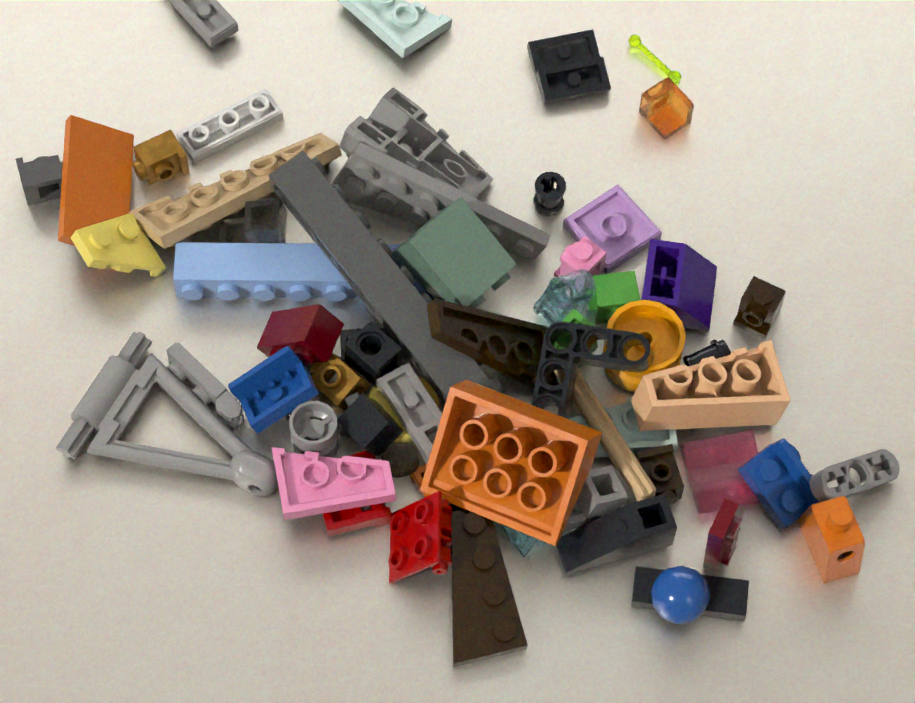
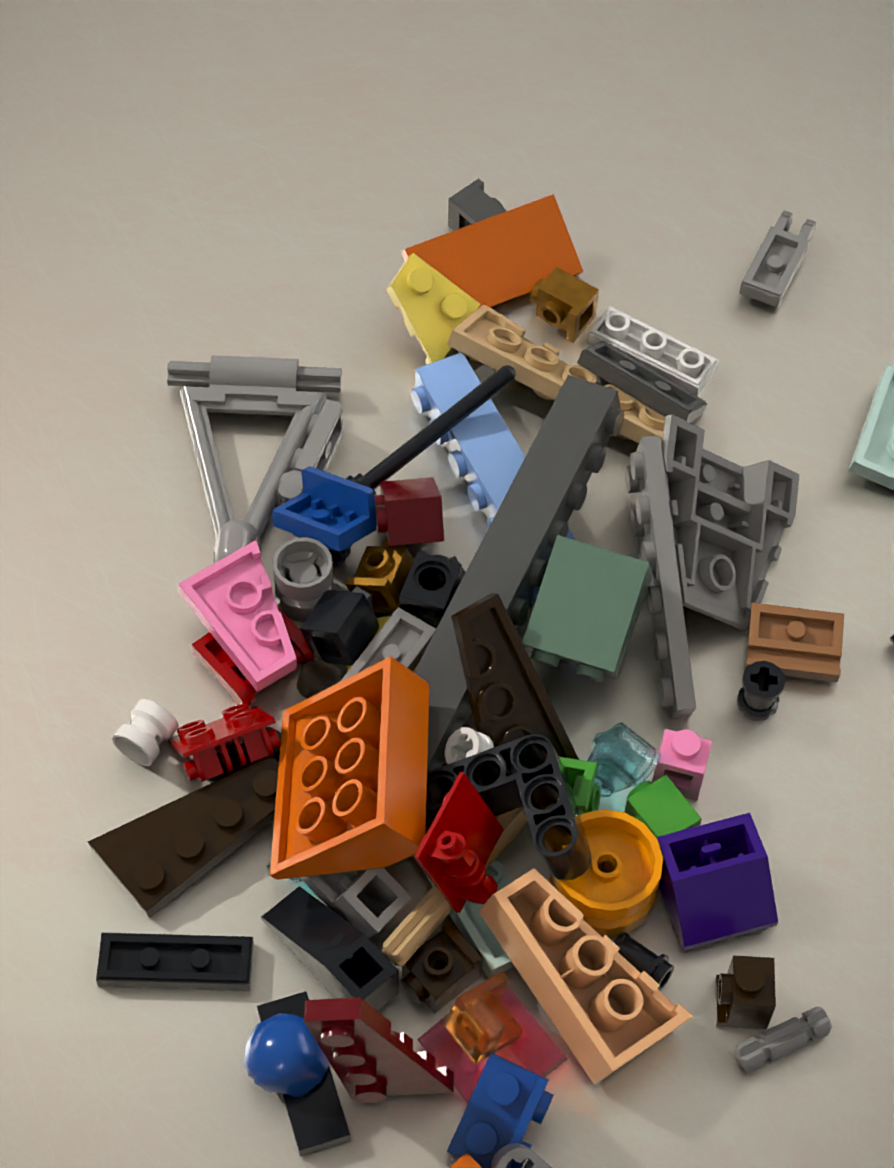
camera: 65 degrees right, 5 degrees down
(239, 293) = (436, 428): none -> black piece
(258, 144) = (641, 382): none -> dark grey tile
(263, 223) = (524, 412): clear smoke brick -> none
(384, 590) = (145, 732): none -> white wheel
(510, 384) = (466, 743): none -> white bush
(520, 157) = (796, 640): none -> medium nougat plate
(570, 643) = (175, 961): none -> black tile
(614, 225) = (763, 780): lavender tile -> none
(614, 420) = (460, 846): none -> red hinge
(716, 465) = (482, 1021): none -> clear orange panel
(794, 304) = (783, 1039): none -> light grey axle

